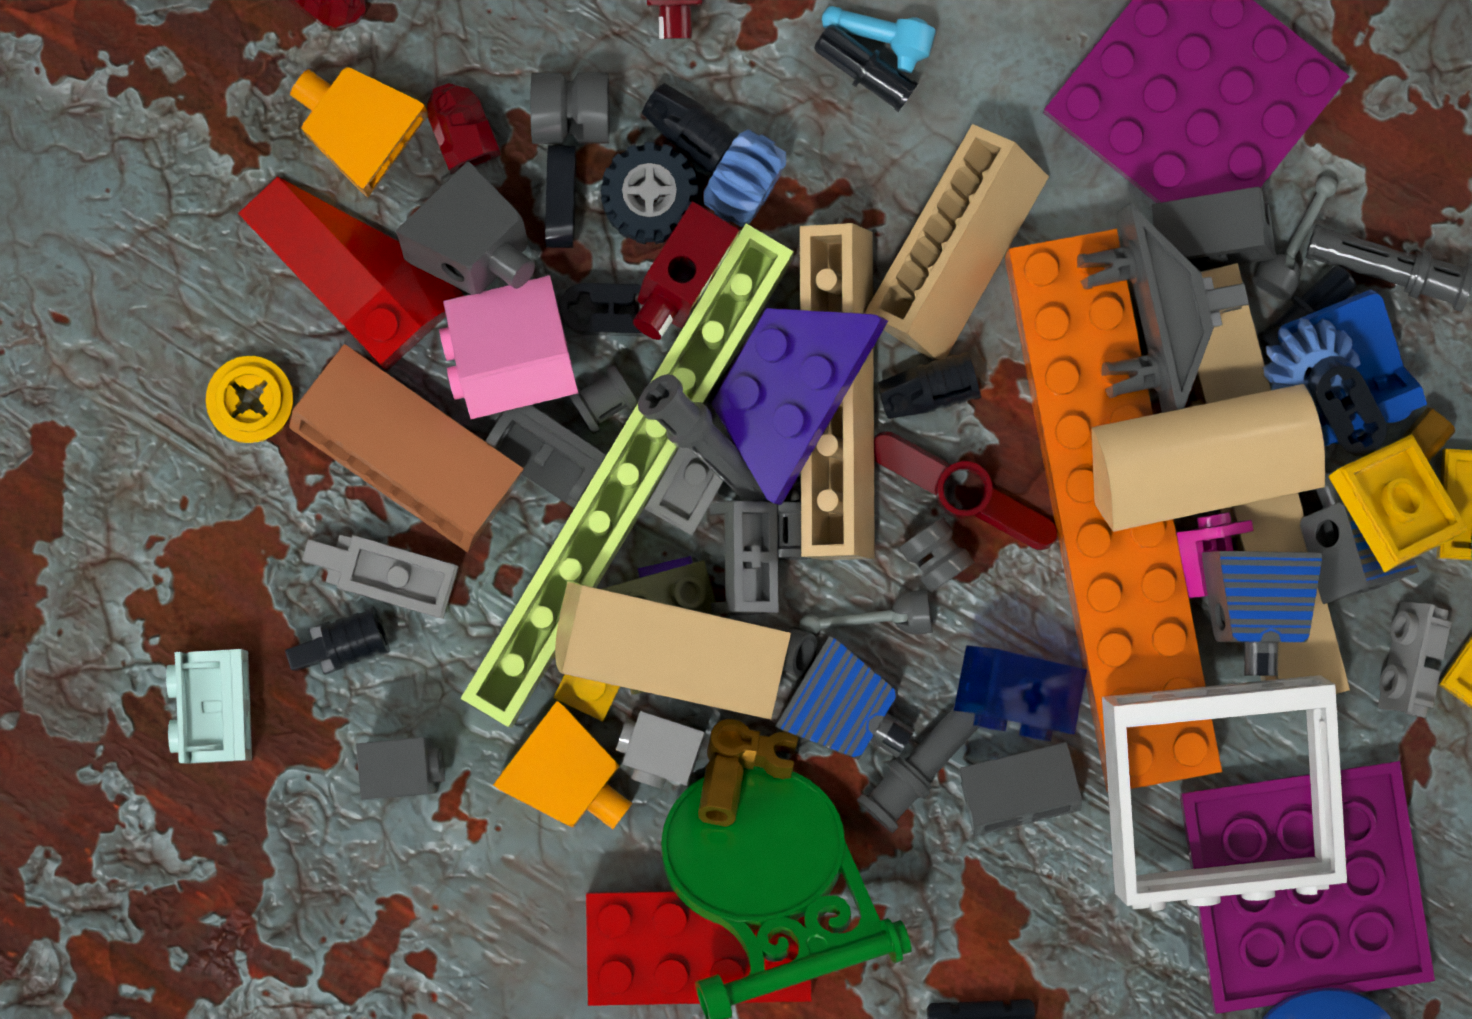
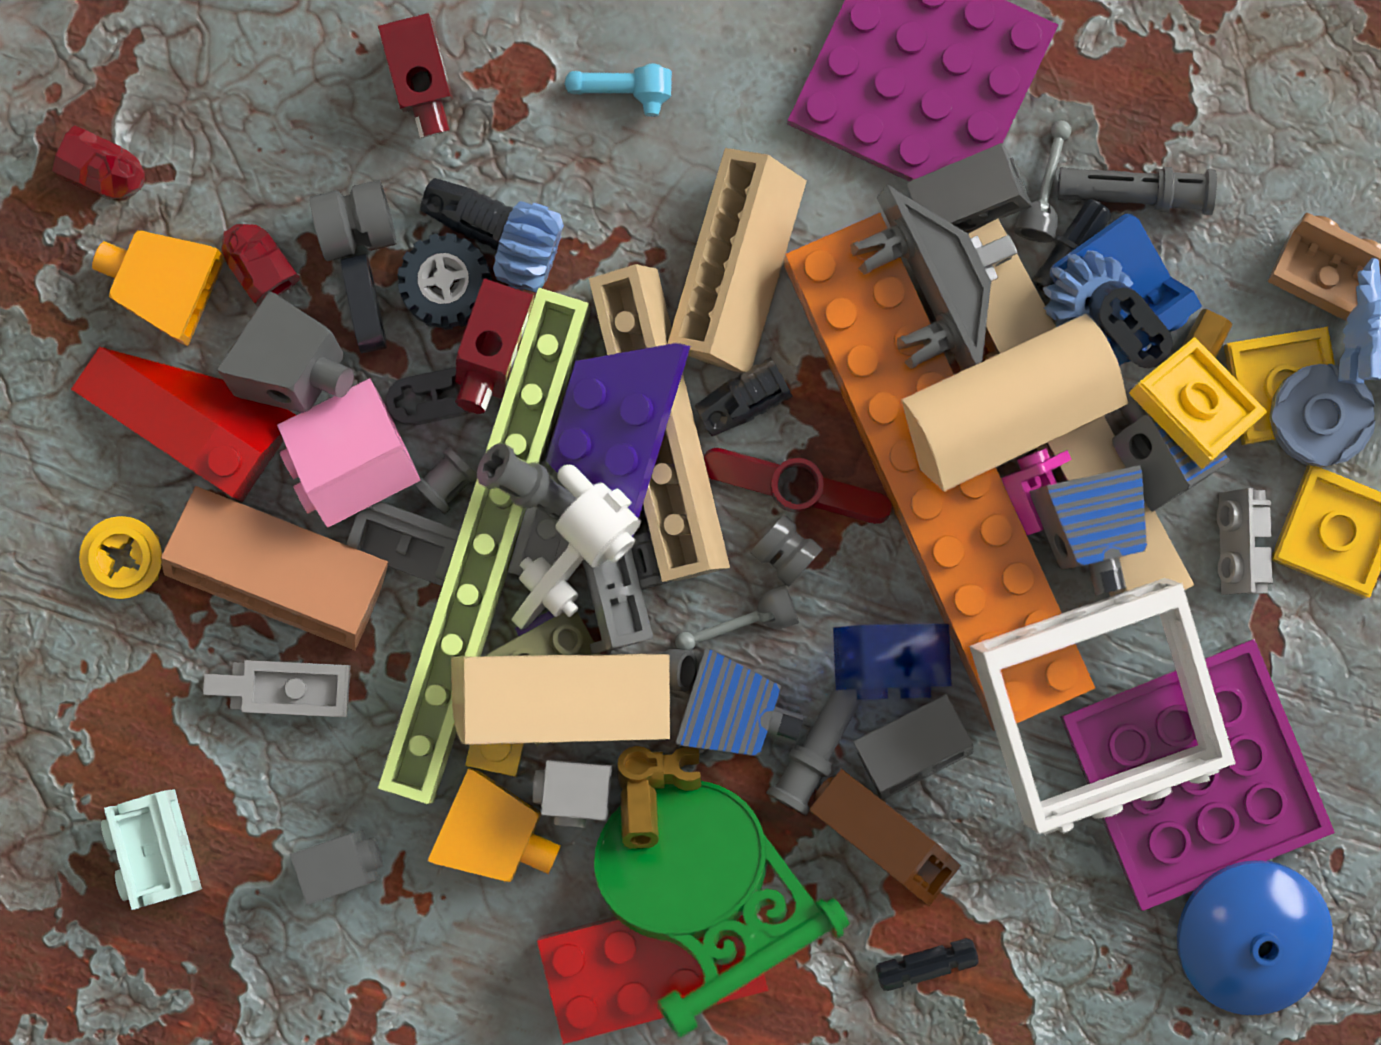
camera: 15 degrees left, 0 degrees up
(341, 643) = (258, 761): black hinge -> none
(747, 487) = (596, 529): none -> white piece
(865, 67) = (614, 119): black axle -> none
(968, 873) = (884, 836): none -> reddish brown slope

